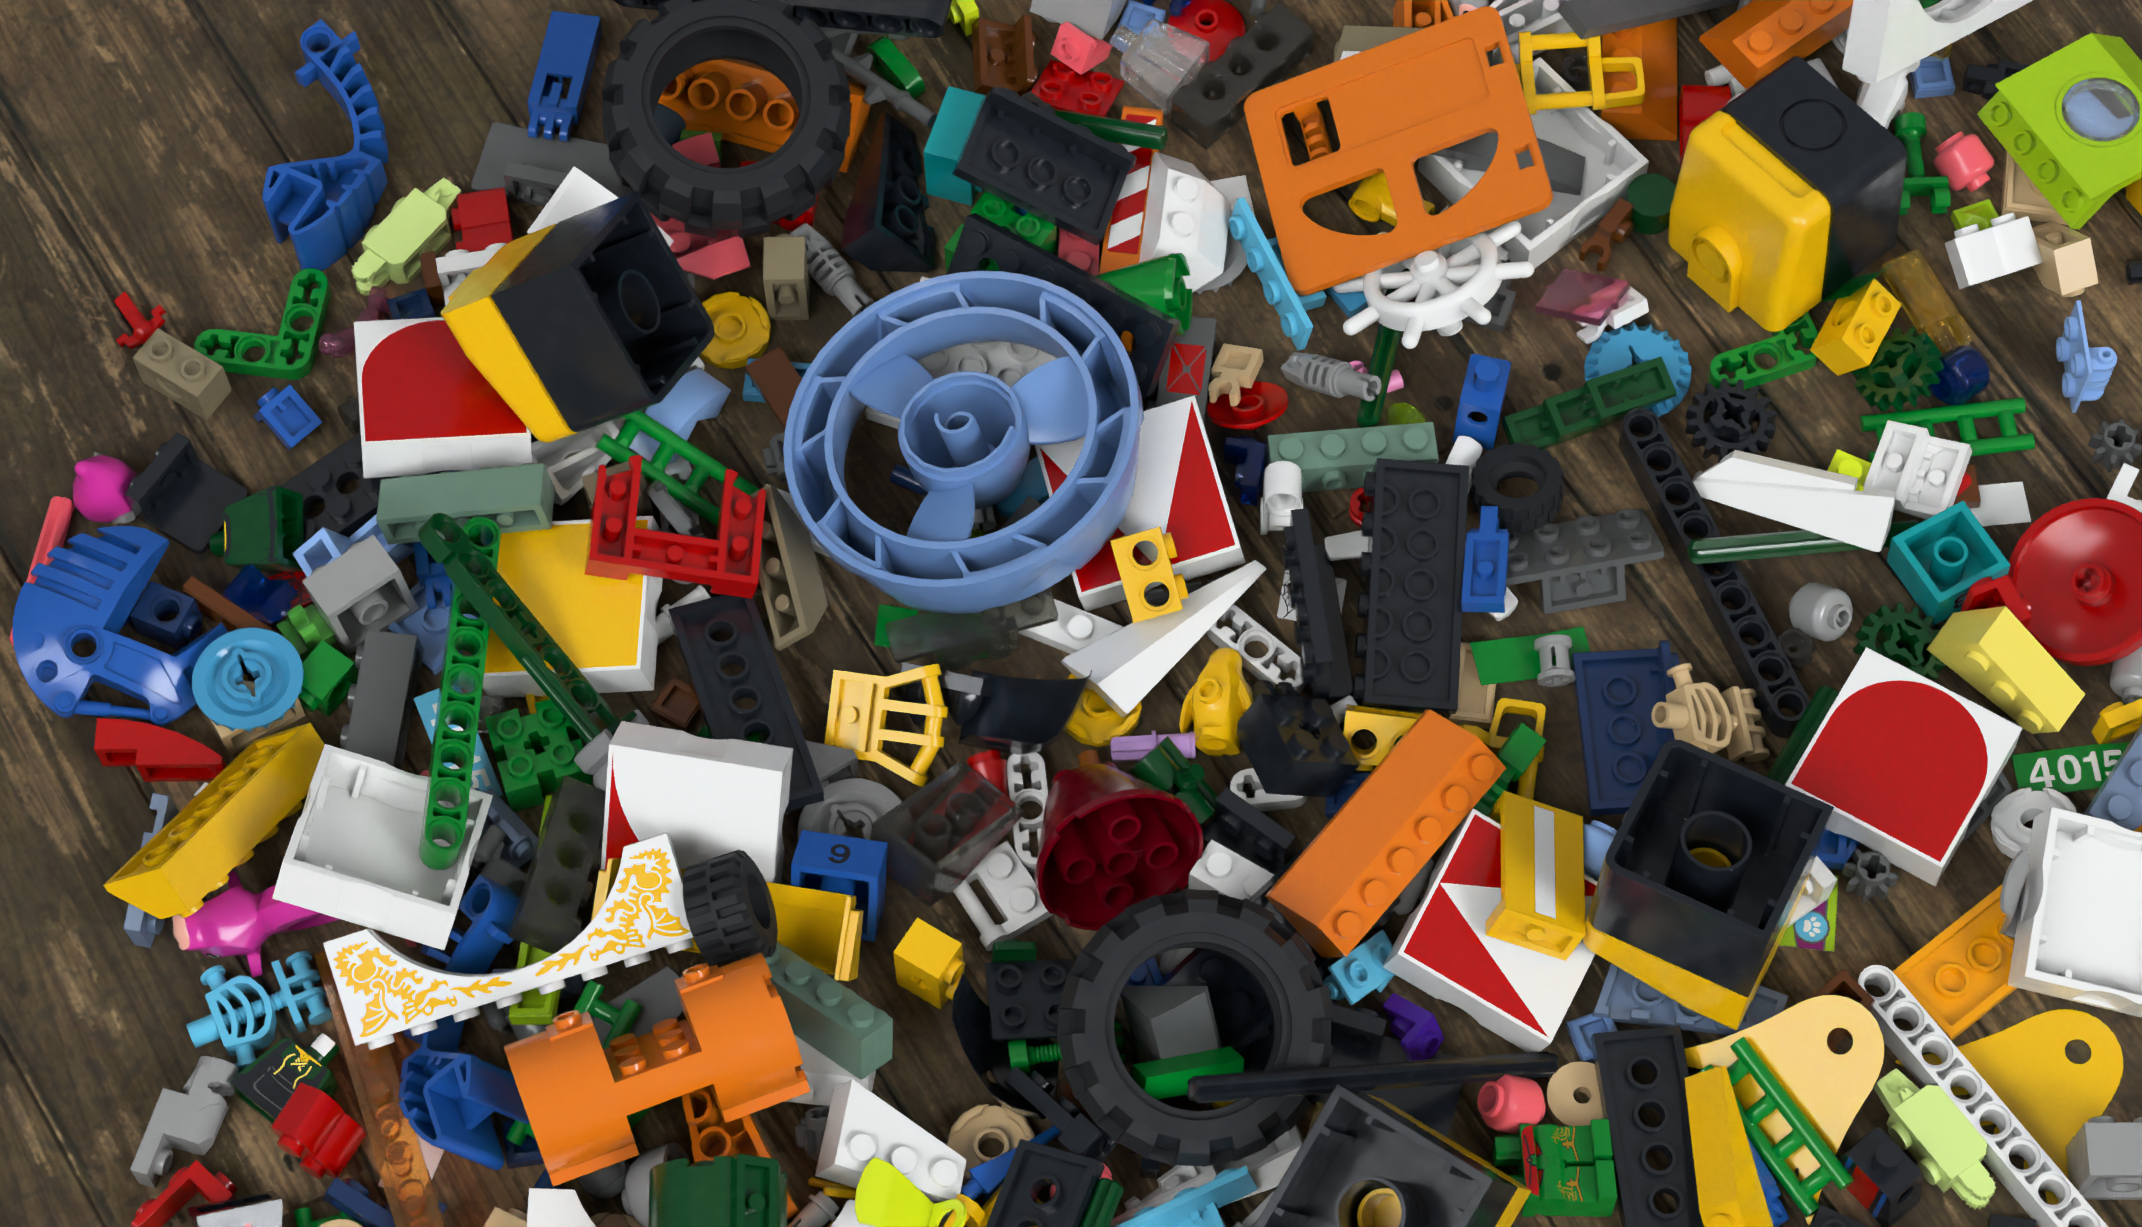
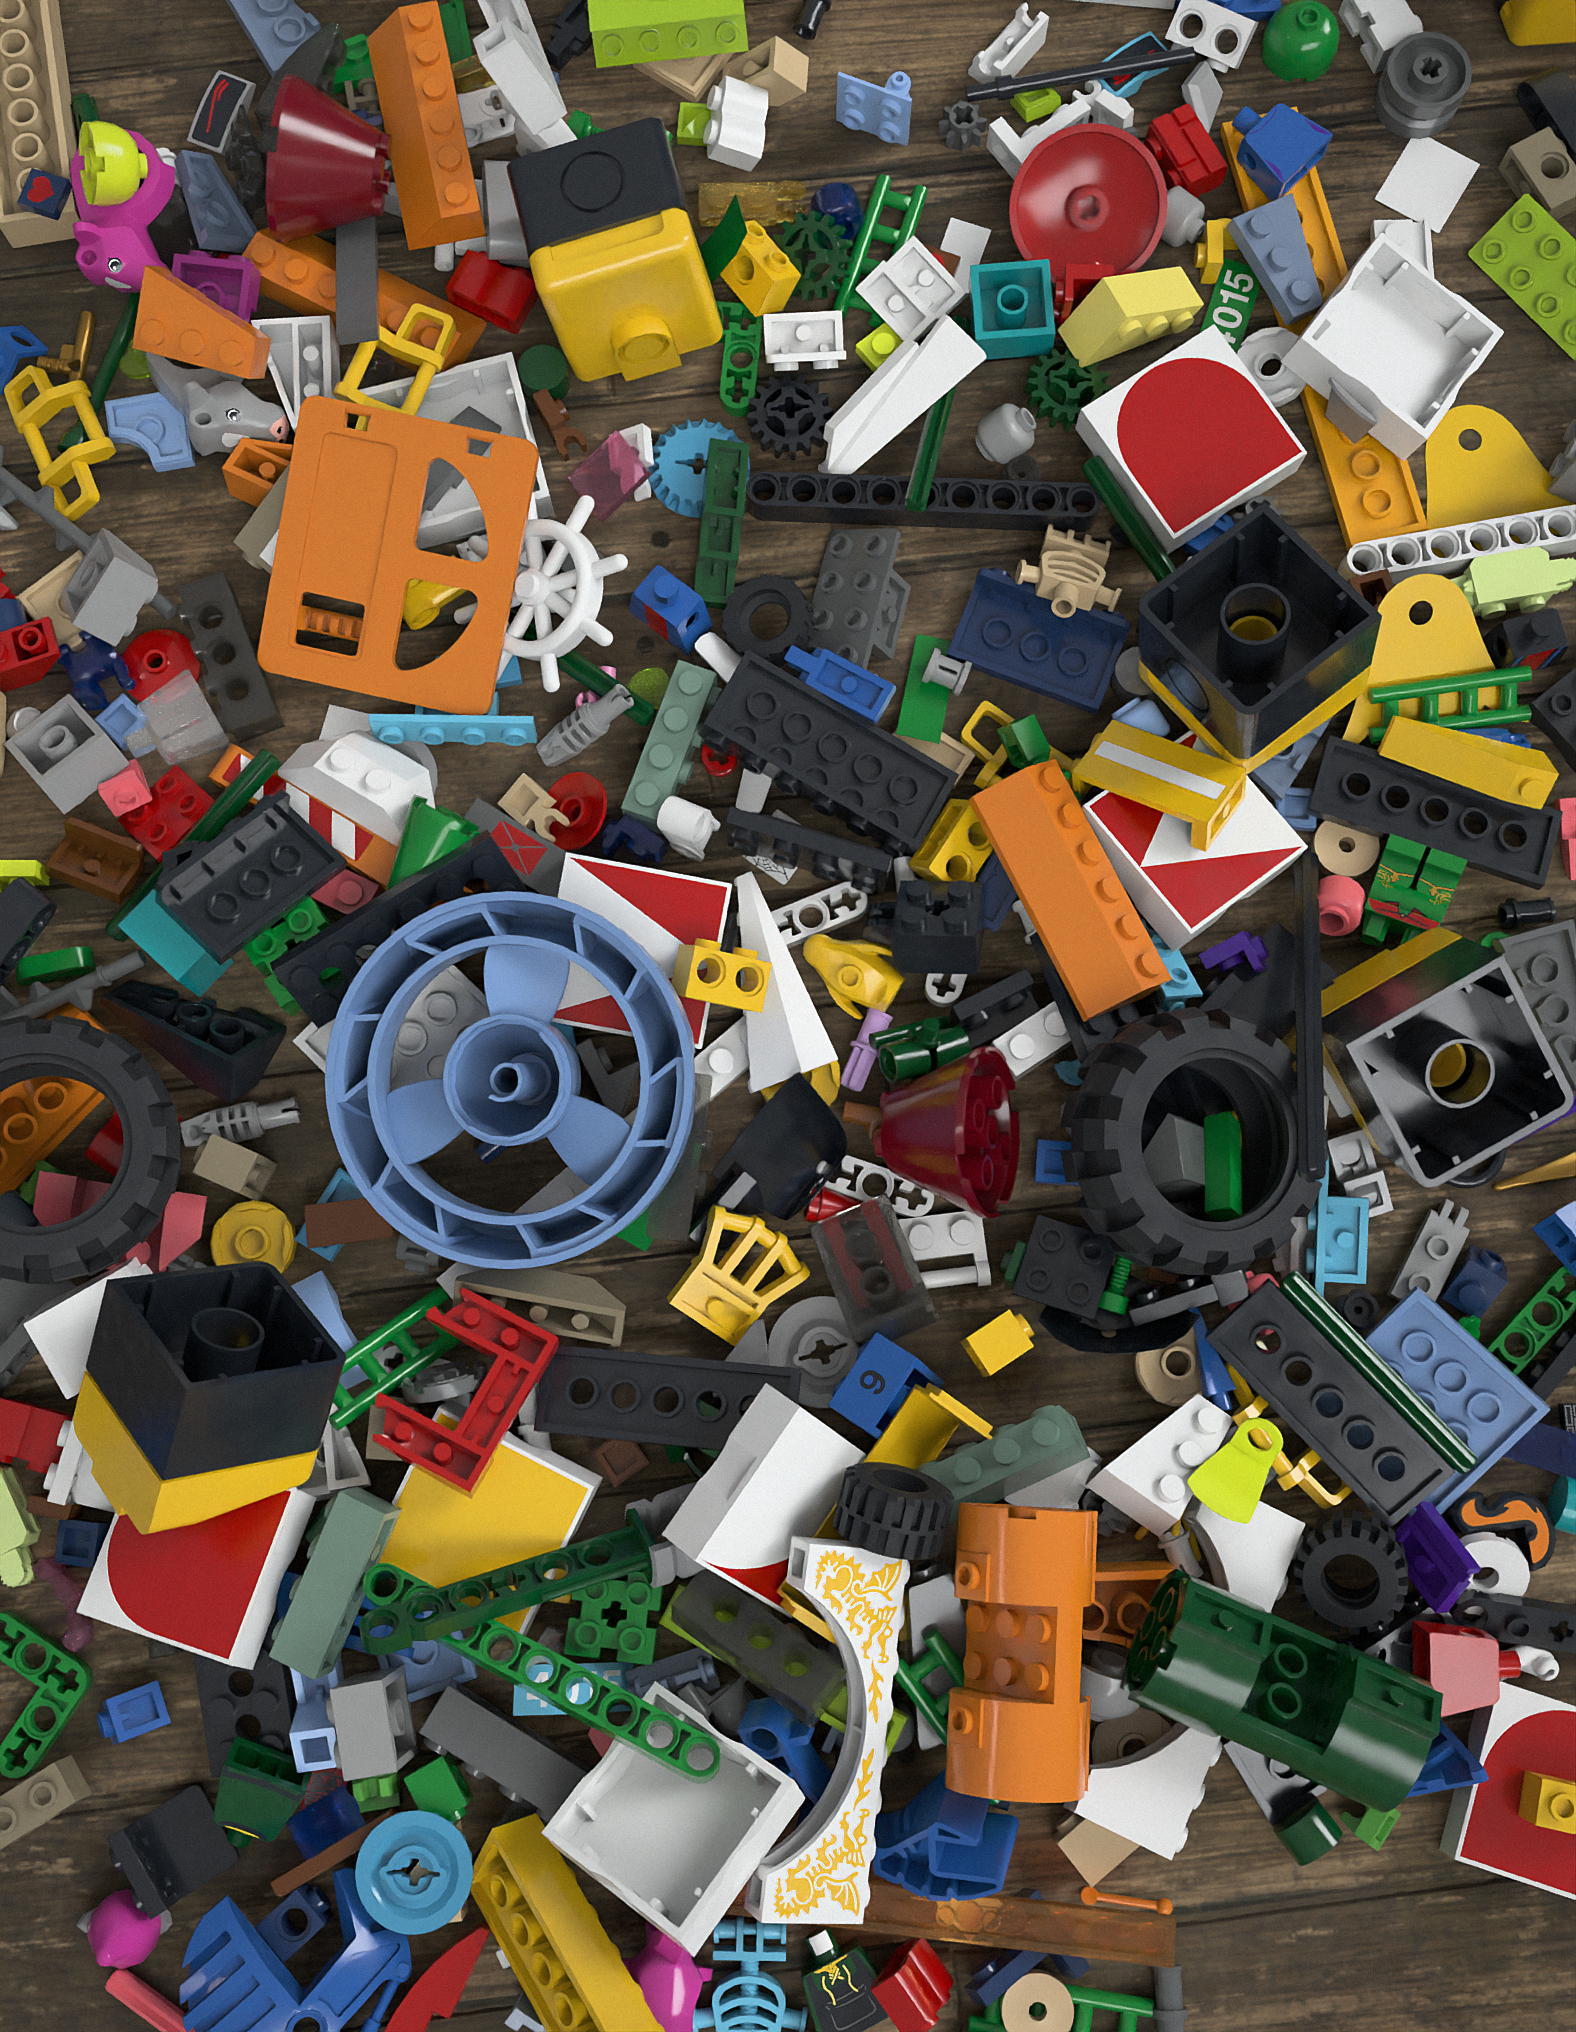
camera: 65 degrees left, 15 degrees up
(1809, 401) = (804, 338): none -> white bracket
(1964, 161) = (636, 99): coral head -> none

